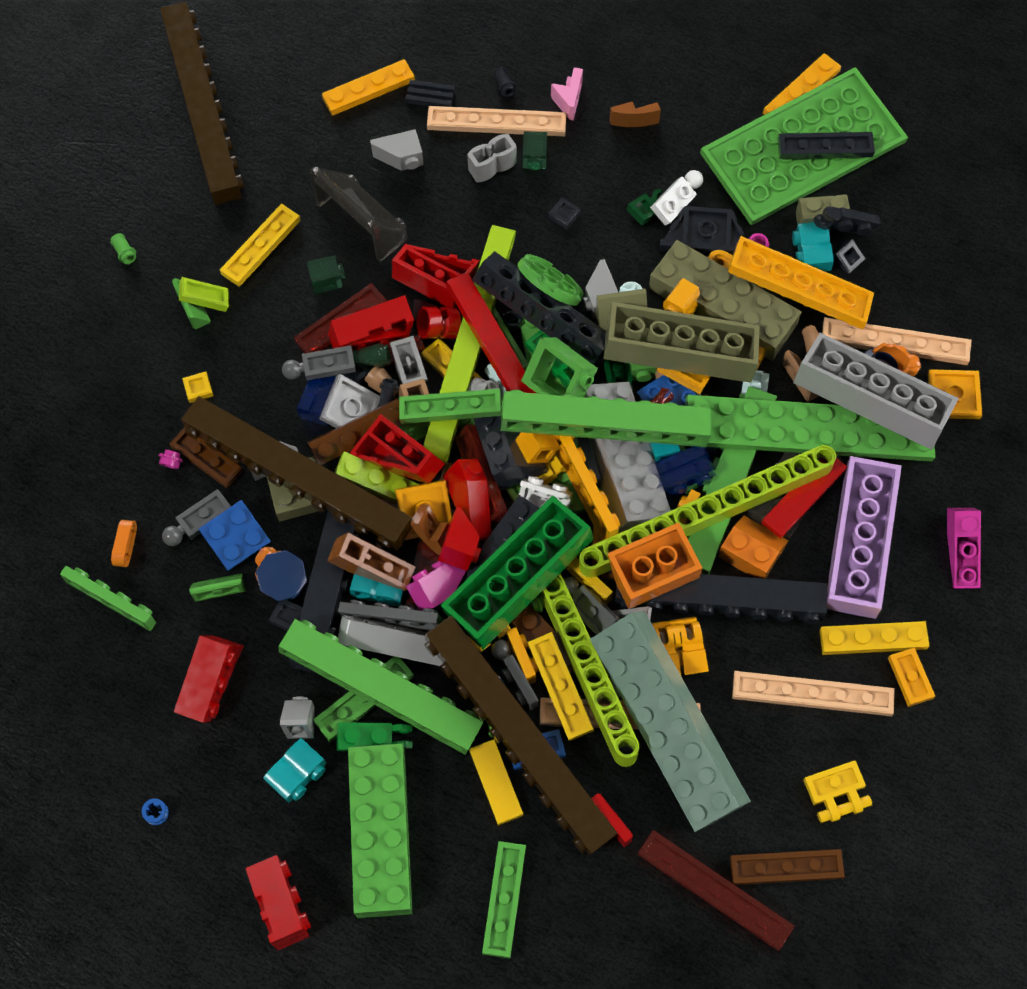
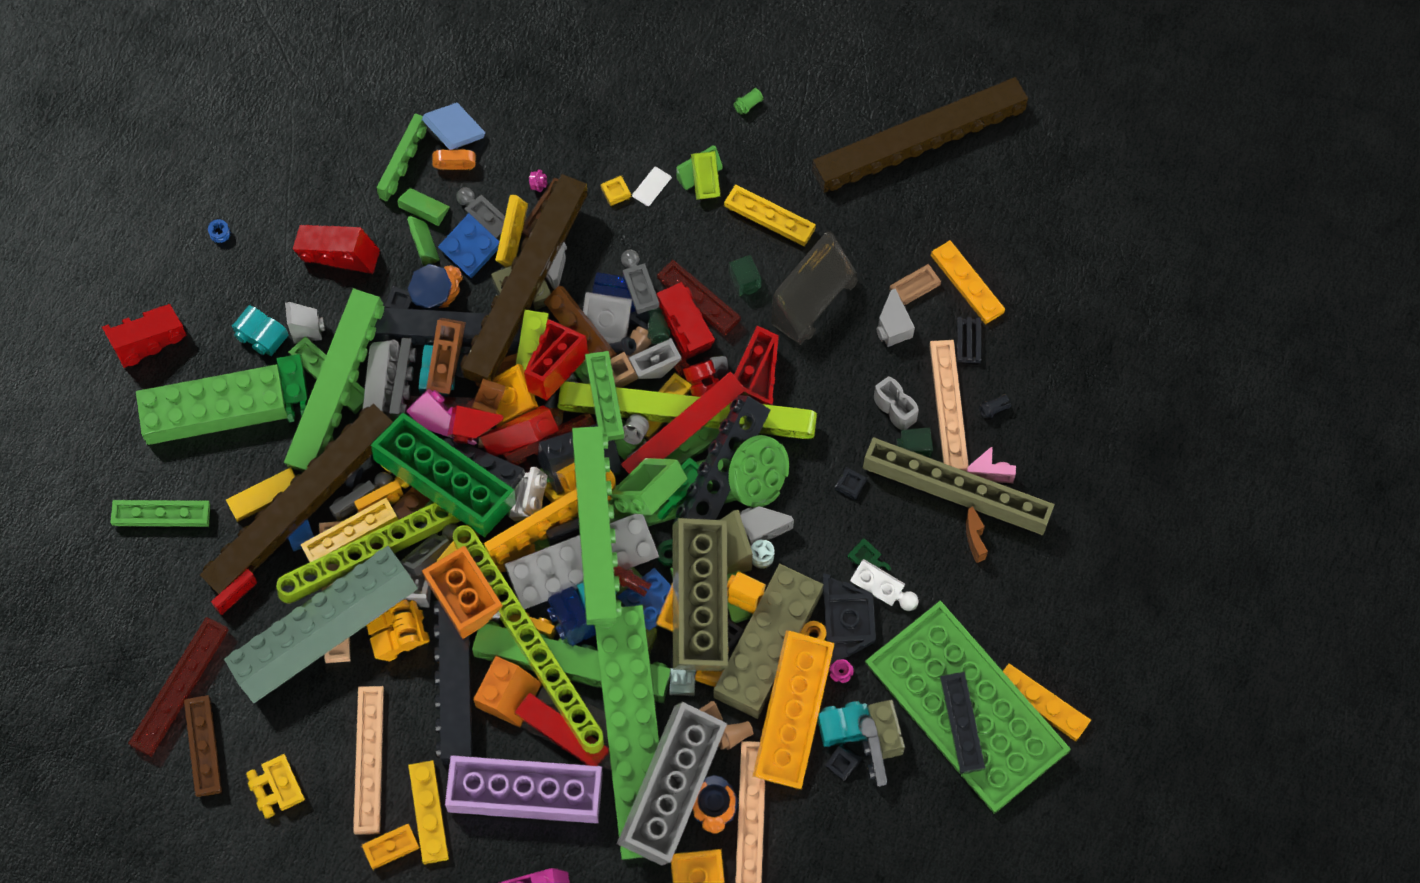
camera: 80 degrees right, 0 degrees up
(83, 538) = (453, 126): none -> medium blue tile
(173, 582) = (423, 206): none -> bright green slope
(199, 353) = (651, 186): none -> white sticker
(229, 488) = (511, 230): none -> yellow tile
(361, 129) = (916, 284): none -> medium nougat tile
(585, 120) = (958, 486): none -> olive brick

